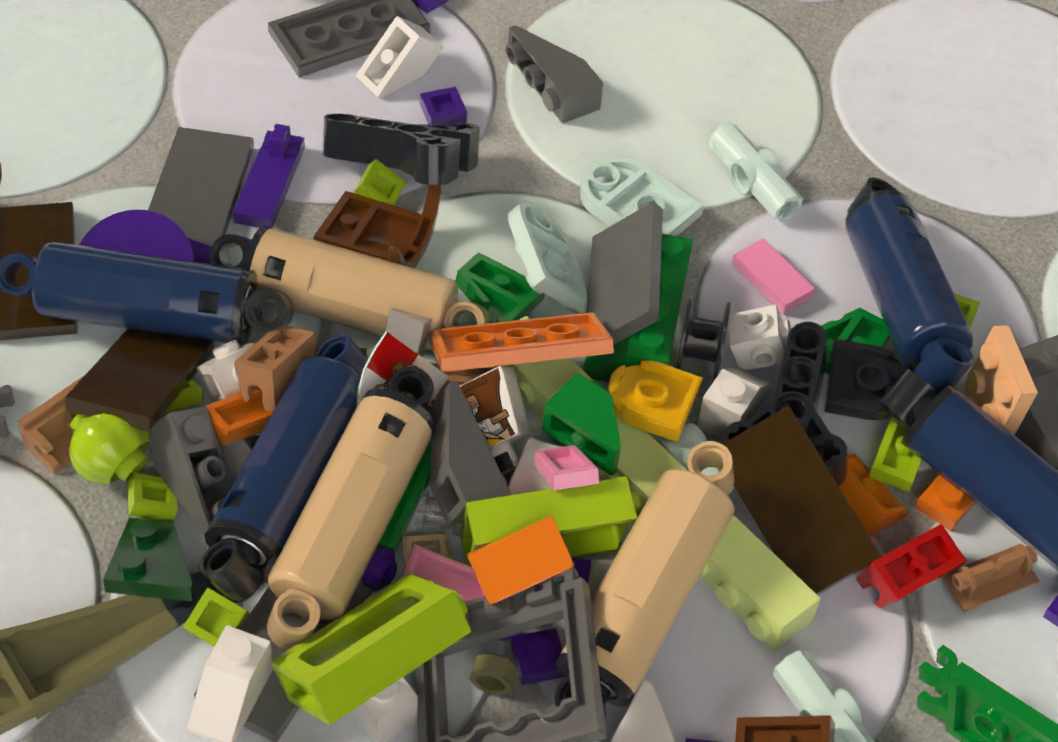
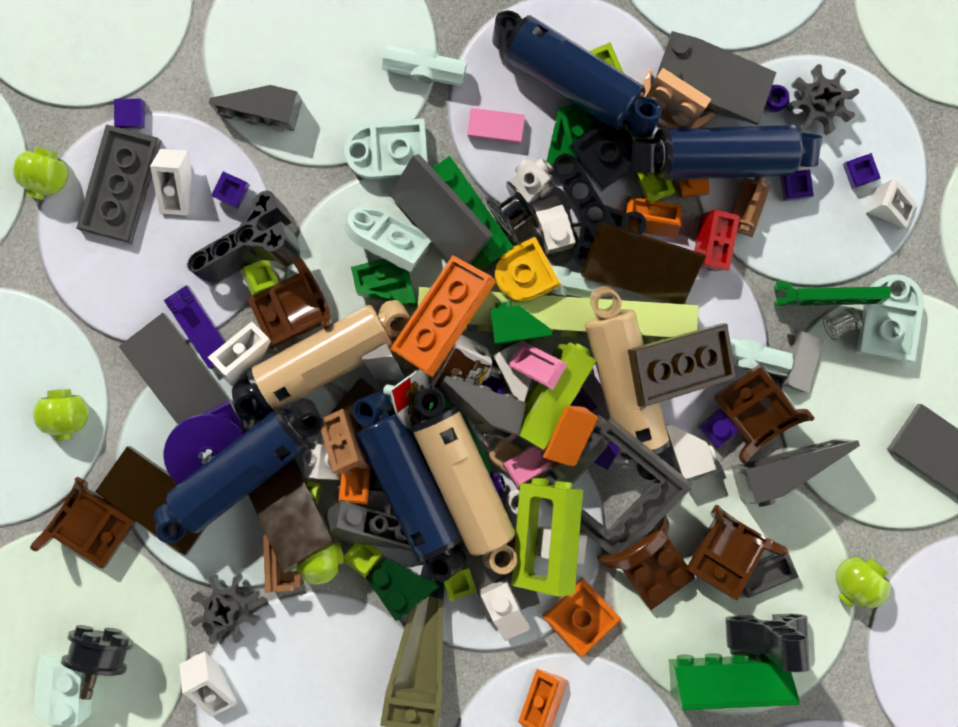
camera: 40 degrees left, 35 degrees up
(54, 126) = (60, 414): none -> lime plant
(280, 212) = (240, 354): none -> white slope
(493, 674) = (596, 482): olive tile -> none
(734, 614) = (681, 364): none -> dark brown tile

